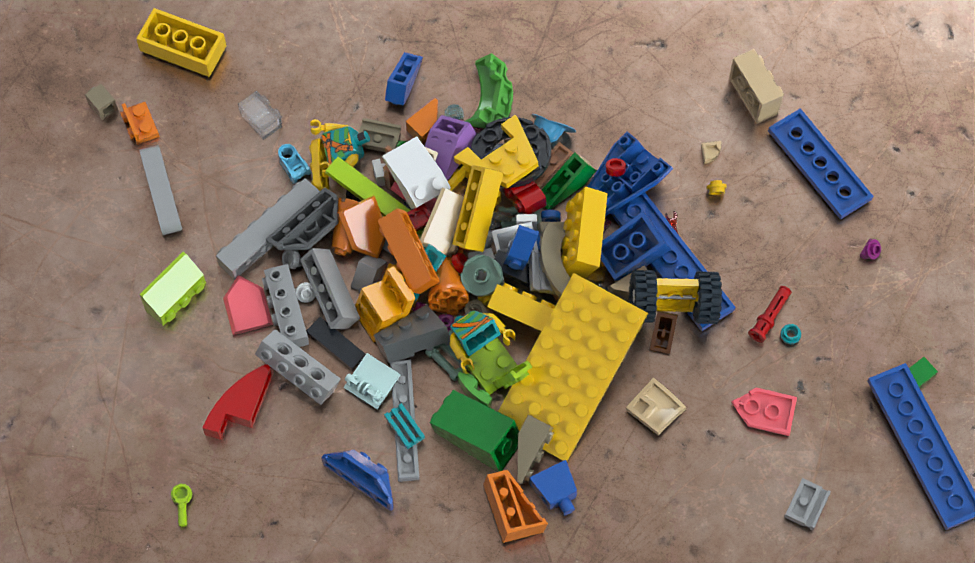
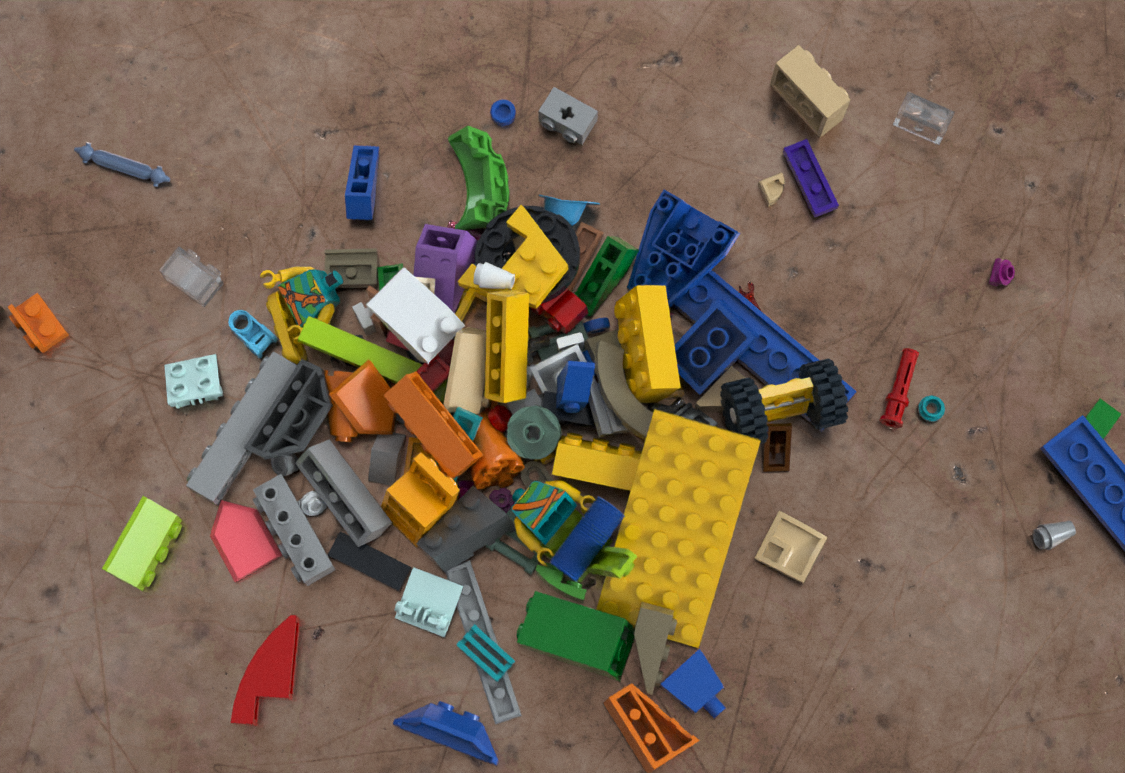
camera: 15 degrees left, 10 degrees up
(160, 190) = (90, 409): light grey beam -> none
(181, 42) = (62, 201): yellow brick -> none
(231, 27) = (122, 164): none -> sand blue wheel
(240, 186) = (192, 380): none -> light aqua hinge
(297, 366) = (322, 600): light grey brick -> none
(422, 121) = (403, 236): orange slope -> none
(454, 109) = (439, 208): clear light blue plate -> none
(478, 156) = (493, 277): none -> white cone
(496, 364) = (579, 547): none -> blue piece
(521, 53) = (503, 112): none -> blue tile
(568, 65) = (561, 105): none -> light grey brick
(615, 167) = (663, 243): red tile -> none
(716, 187) = (793, 236): yellow plate -> none
(741, 149) = (810, 178): none -> dark purple plate
(766, 410) = (927, 516): coral tile -> none
(807, 504) = (1007, 628): light grey plate -> none
(815, 174) = (909, 189): blue plate -> none
(838, 125) = (923, 118): none -> clear brick
(860, 445) = (1052, 534): none -> light grey cone

